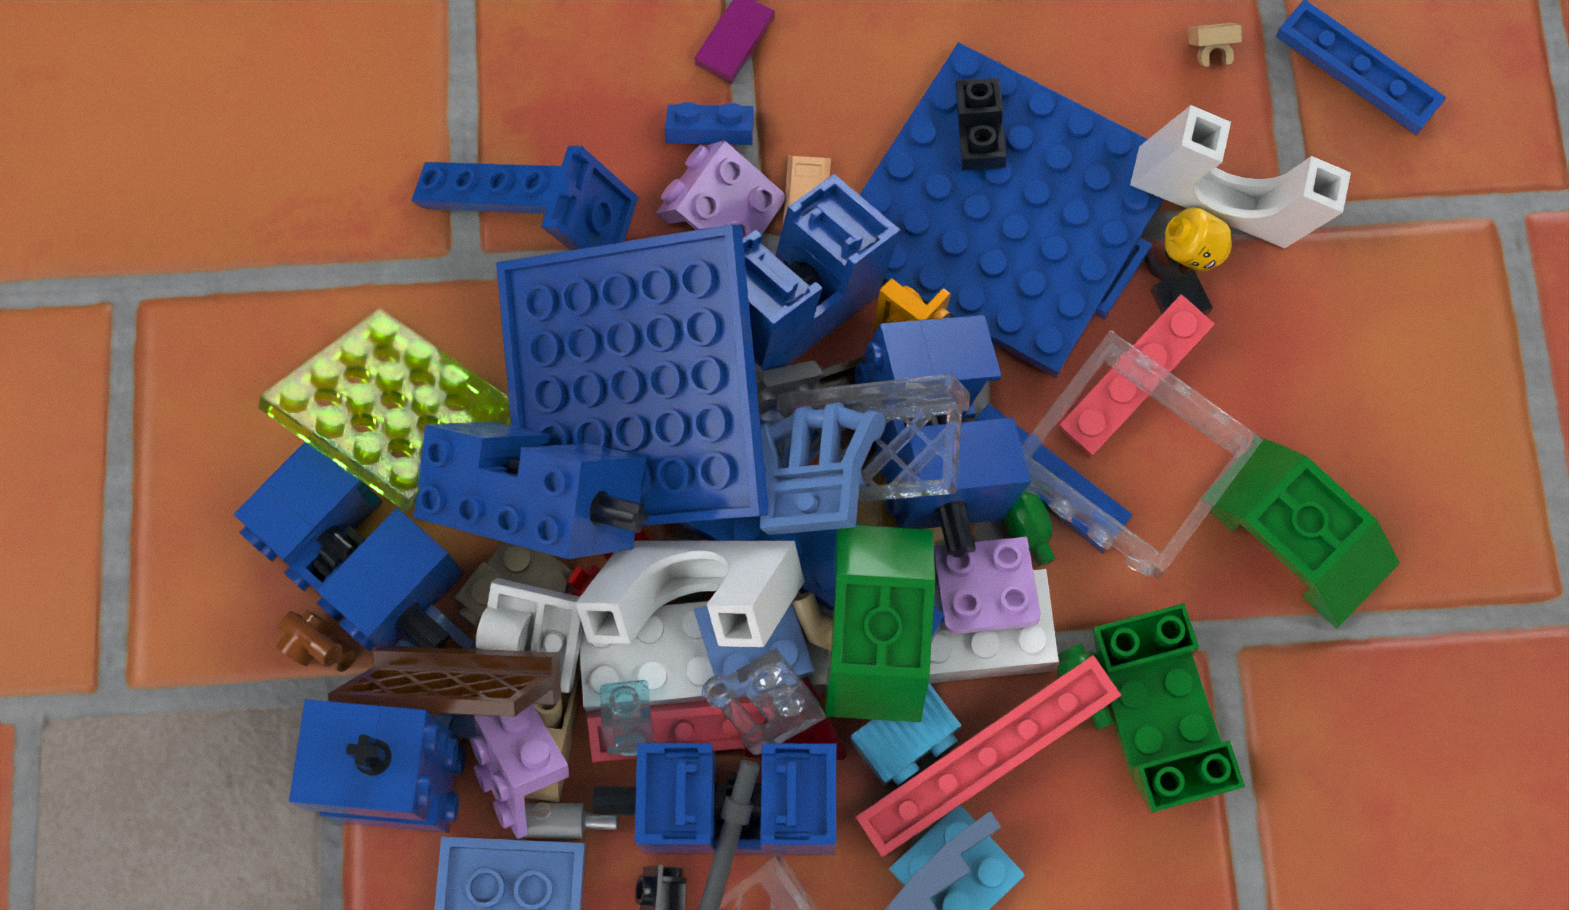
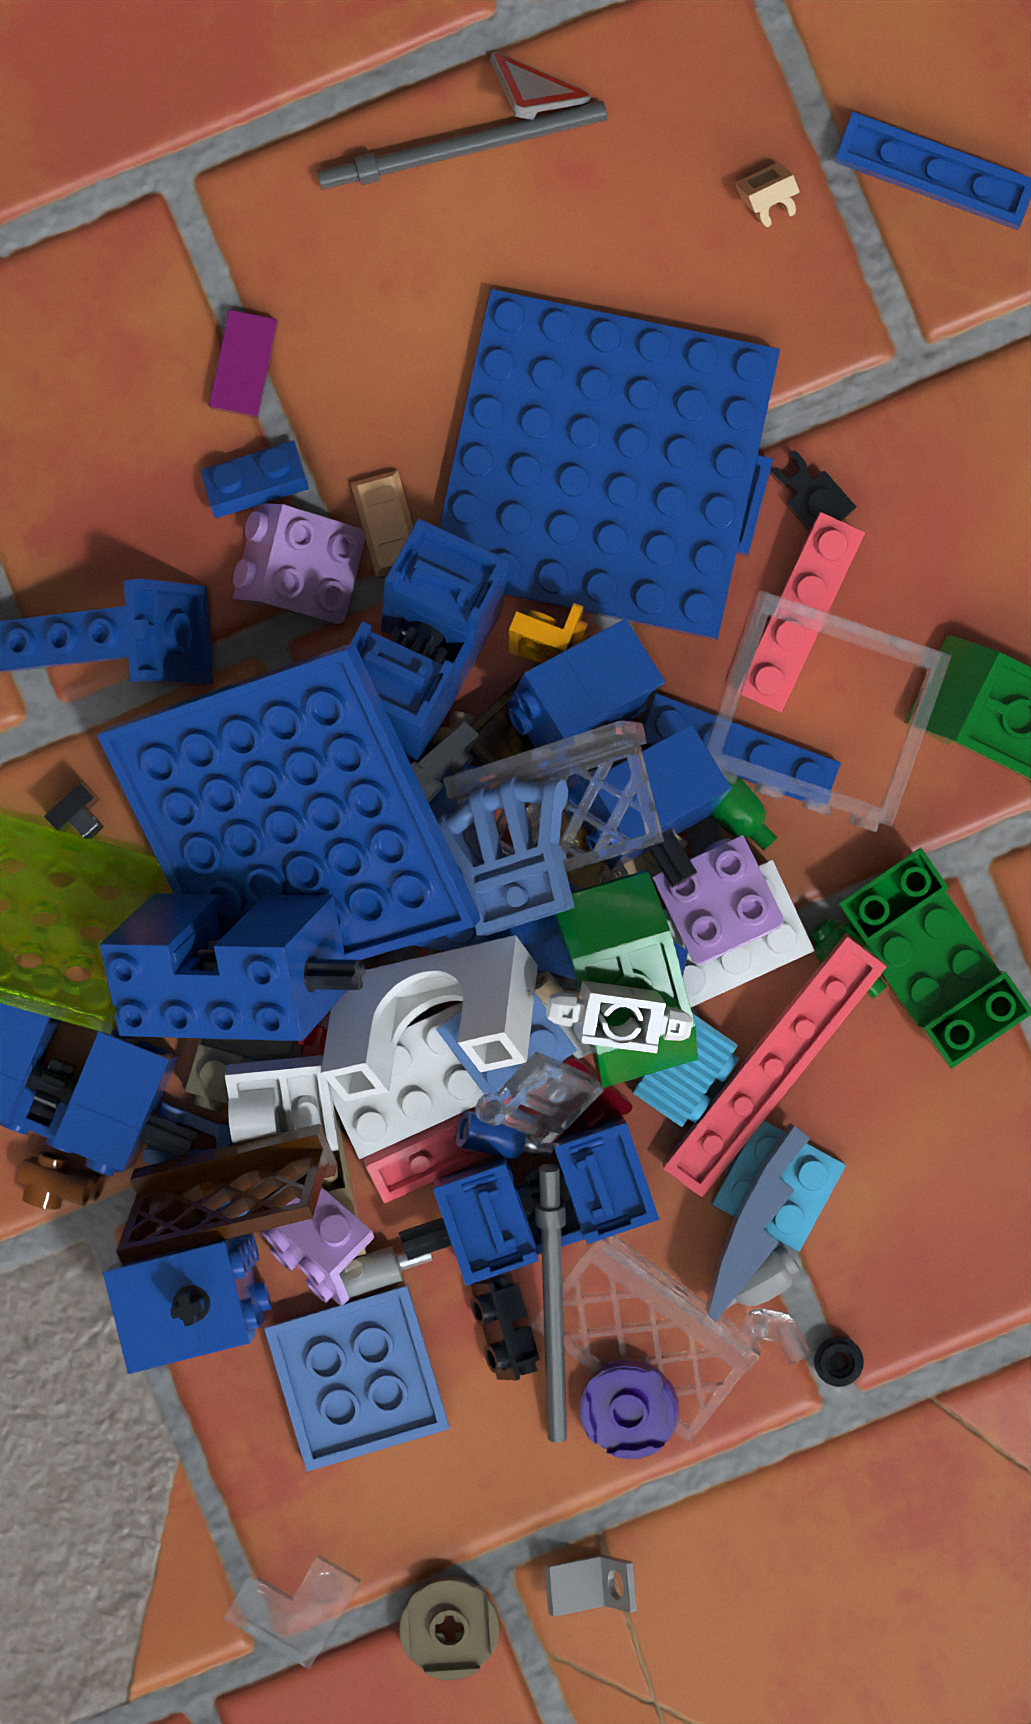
camera: 20 degrees left, 15 degrees up
(456, 335) = (75, 812): none -> black tile
(626, 716) = (407, 1155): clear light blue bracket -> none
(709, 726) = (495, 1140): none -> blue piece
(908, 662) = (640, 1036): none -> white piece
(980, 124) = (548, 387): black slope -> none
(1182, 168) = (791, 373): white arch -> none
(1198, 239) = (819, 439): yellow head -> none

